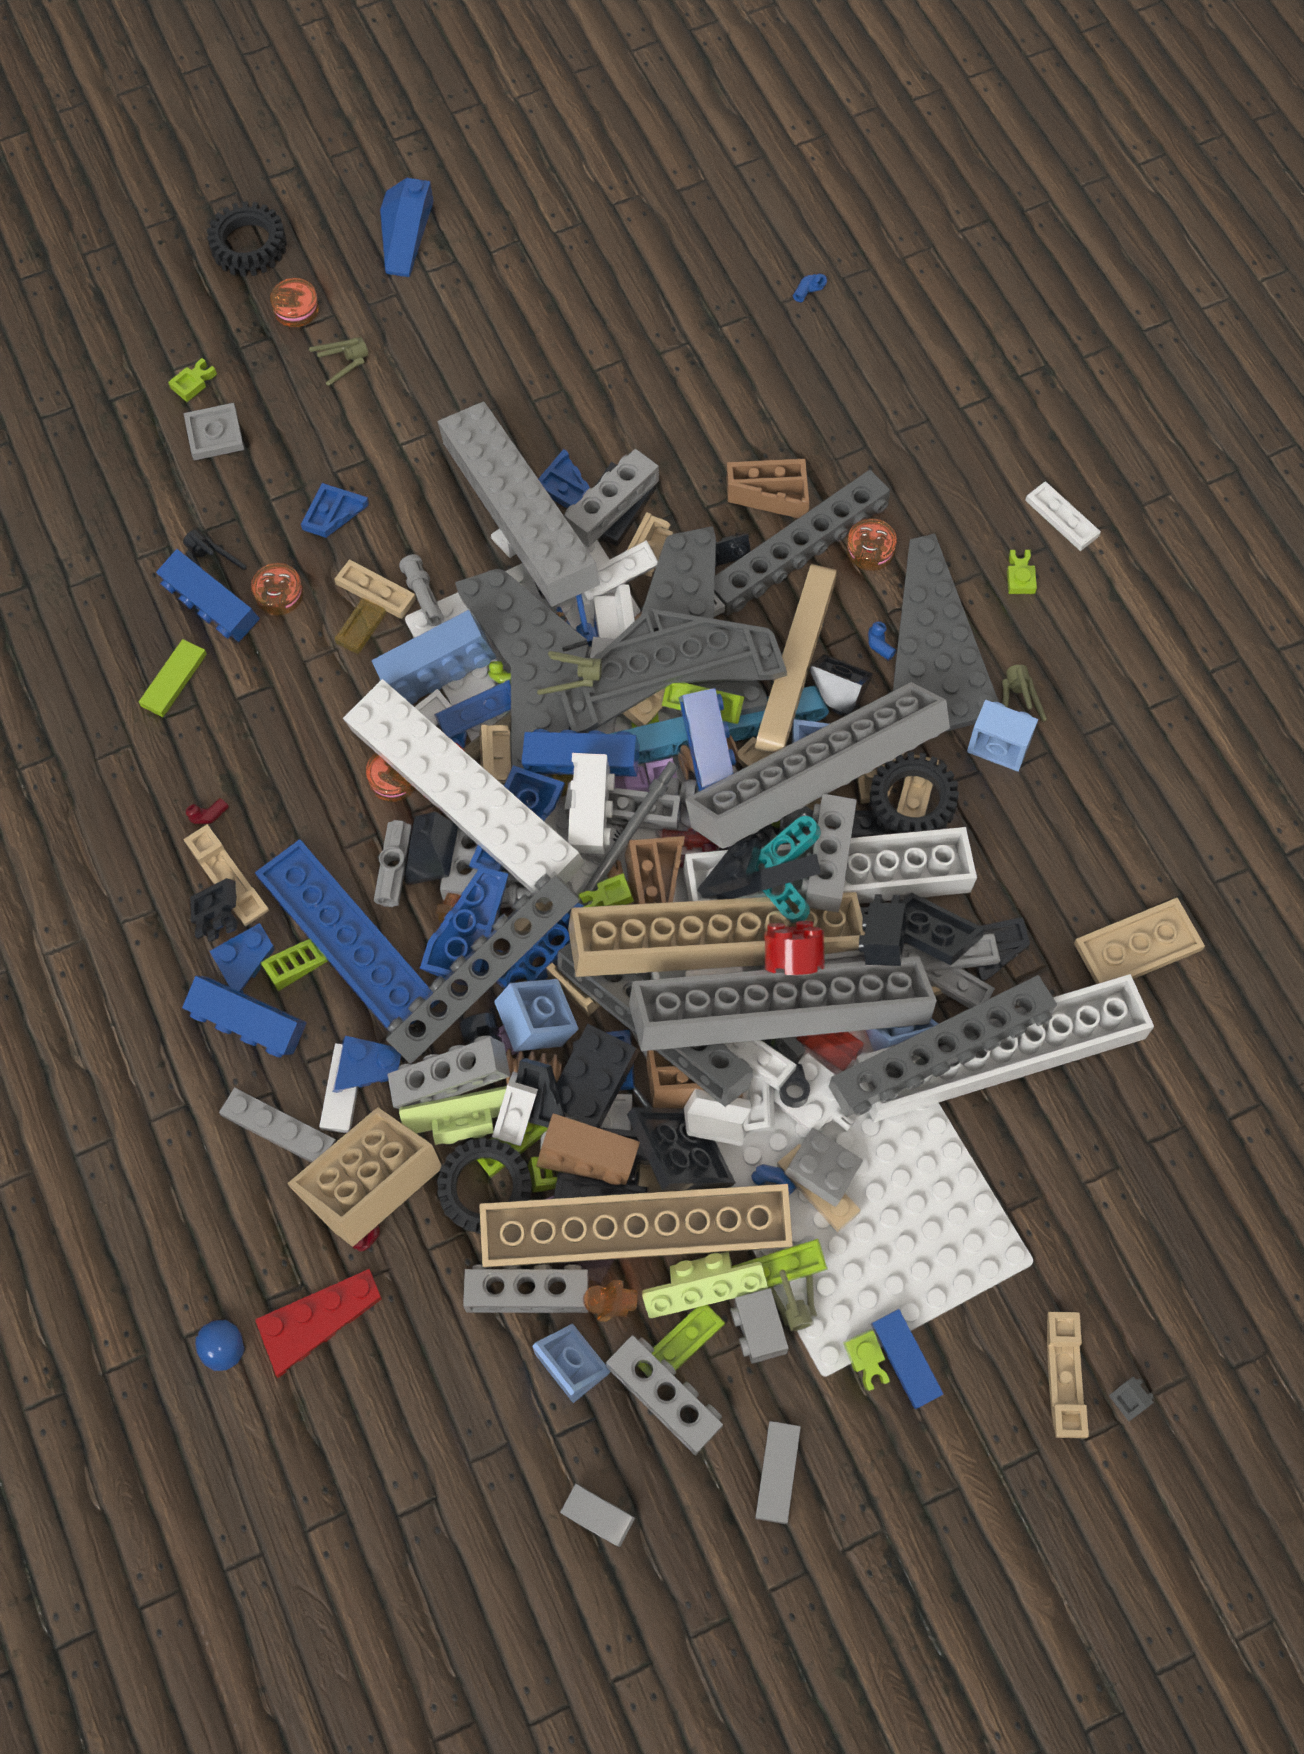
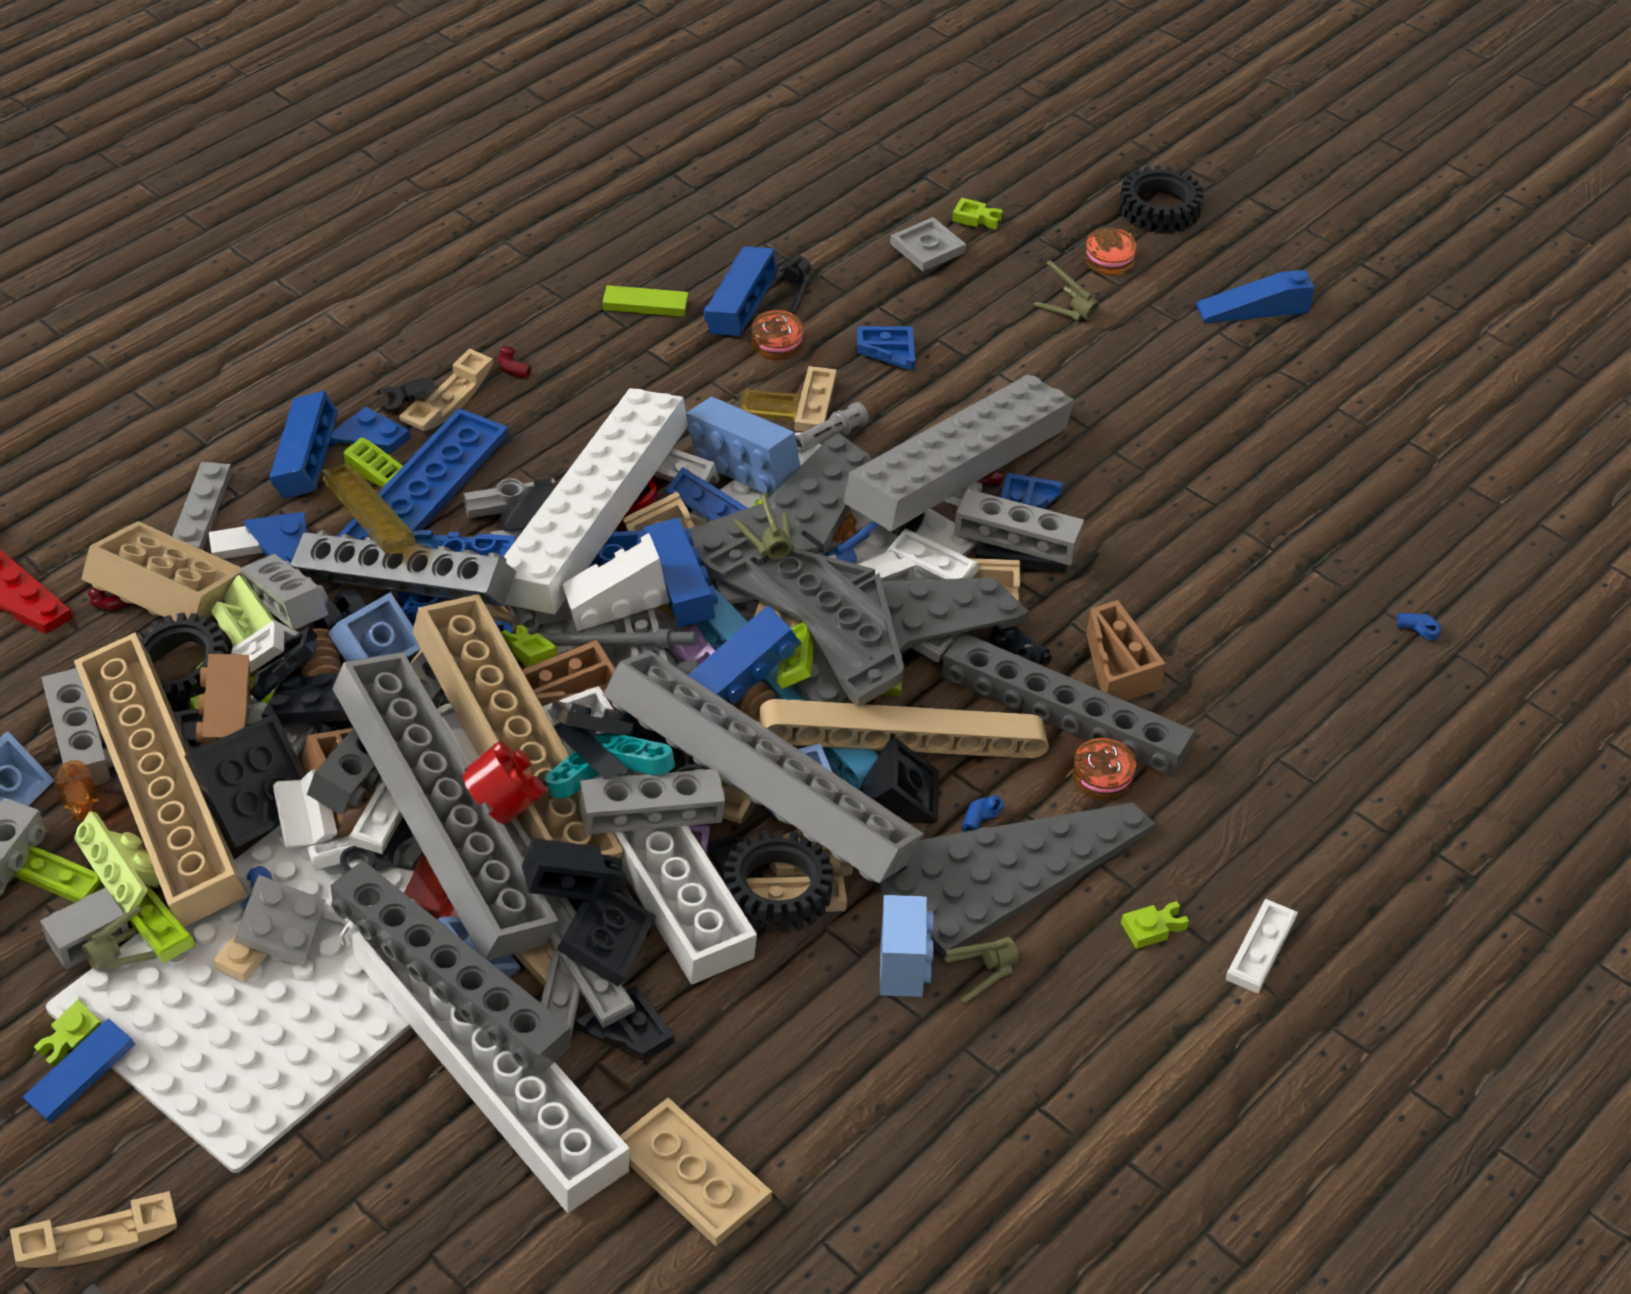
camera: 65 degrees right, 20 degrees down
(387, 975) = (368, 508): none -> clear yellow plate

